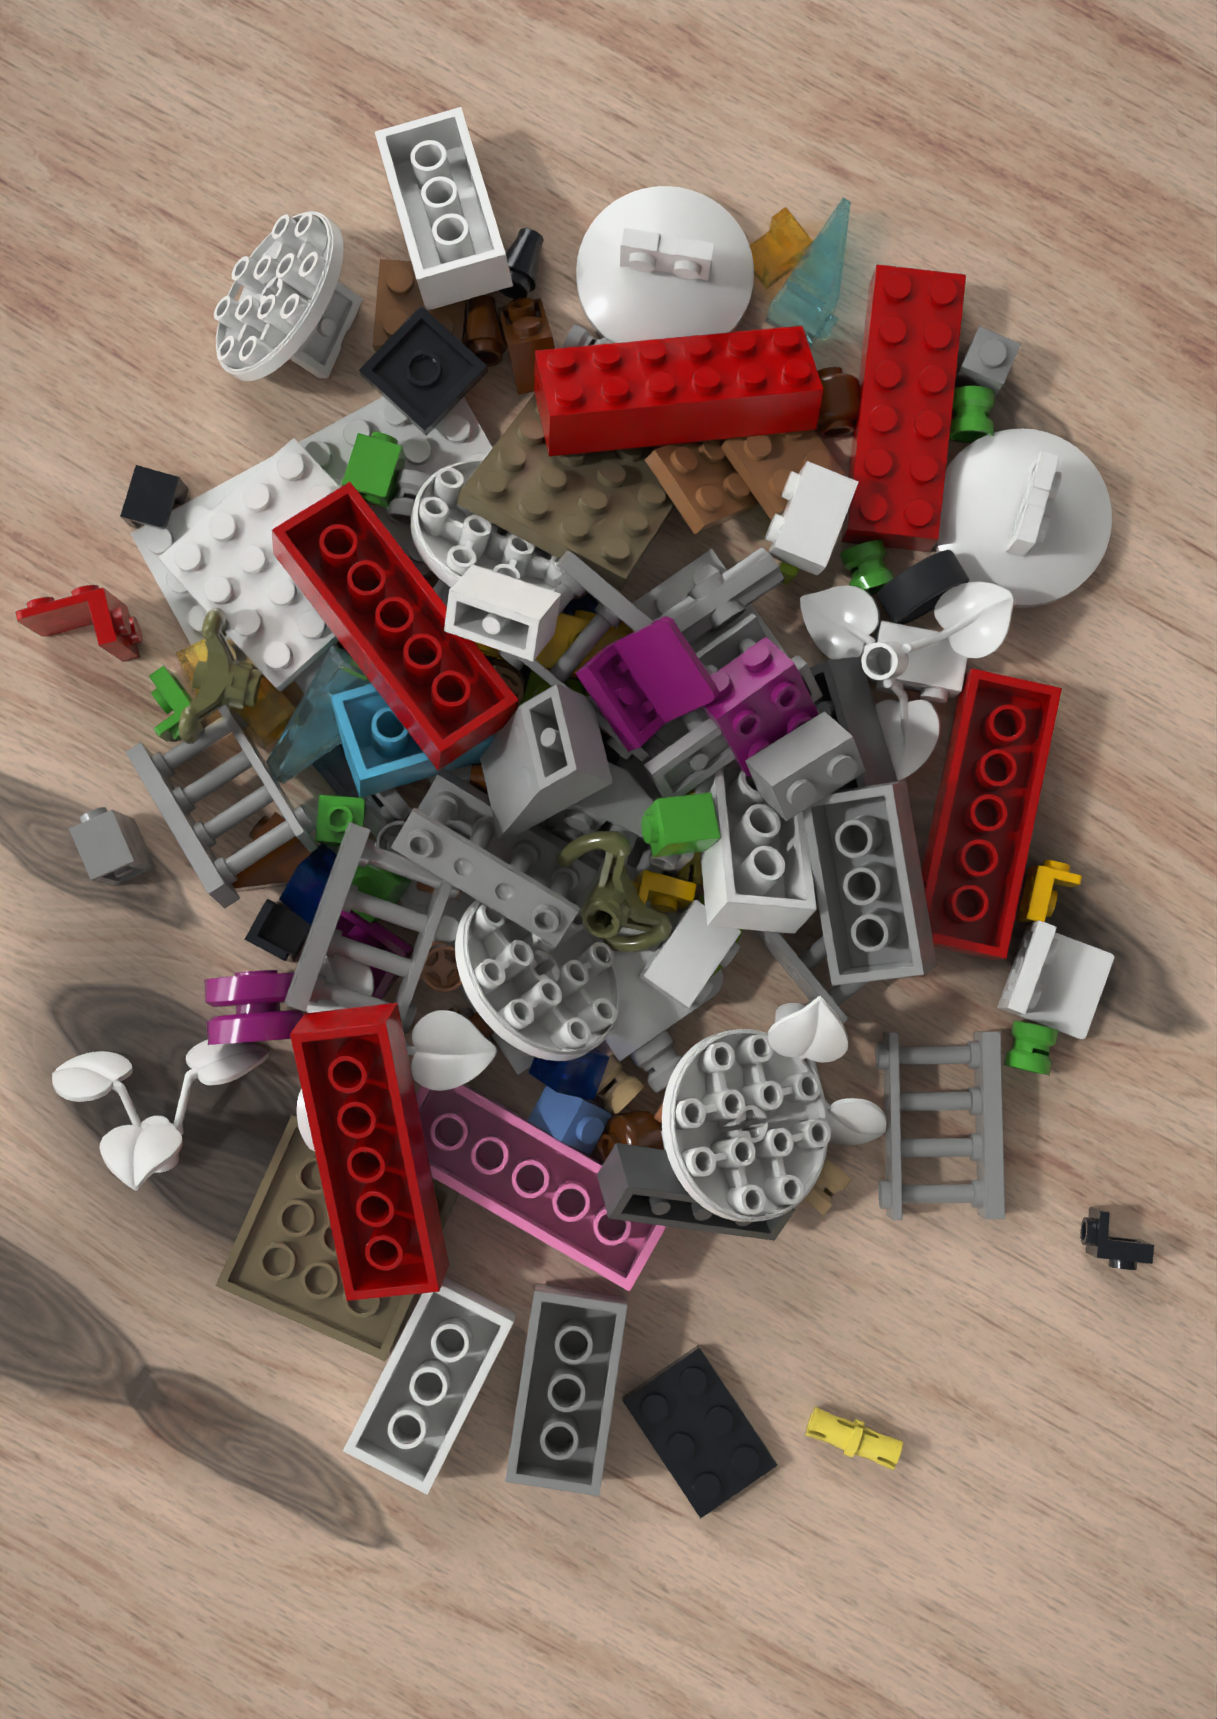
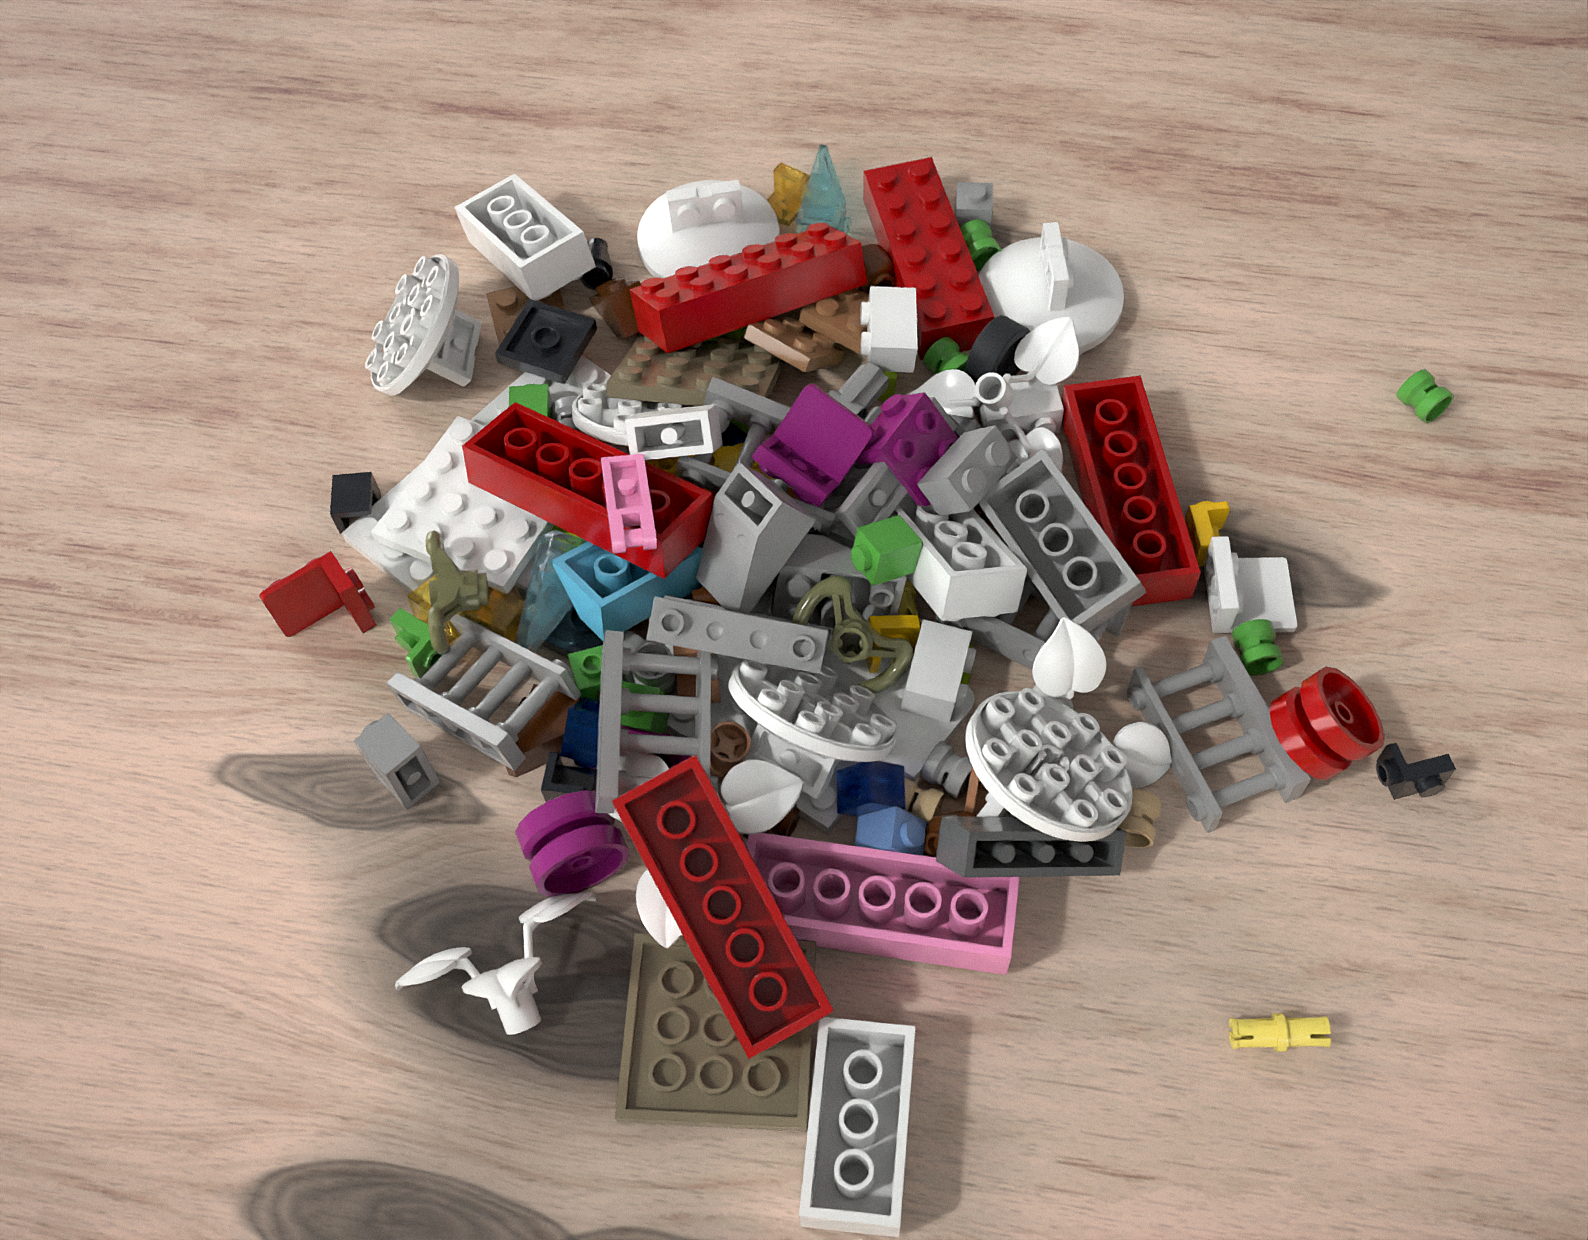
camera: 15 degrees left, 25 degrees down
(420, 690) = (628, 502): none -> bright pink plate
(483, 331) = (582, 304): reddish brown cone -> none
(567, 1389) = (992, 1083): light grey brick -> none
(699, 1431) = (1134, 1086): black plate -> none
(1049, 1171) = (1326, 723): none -> red wheel

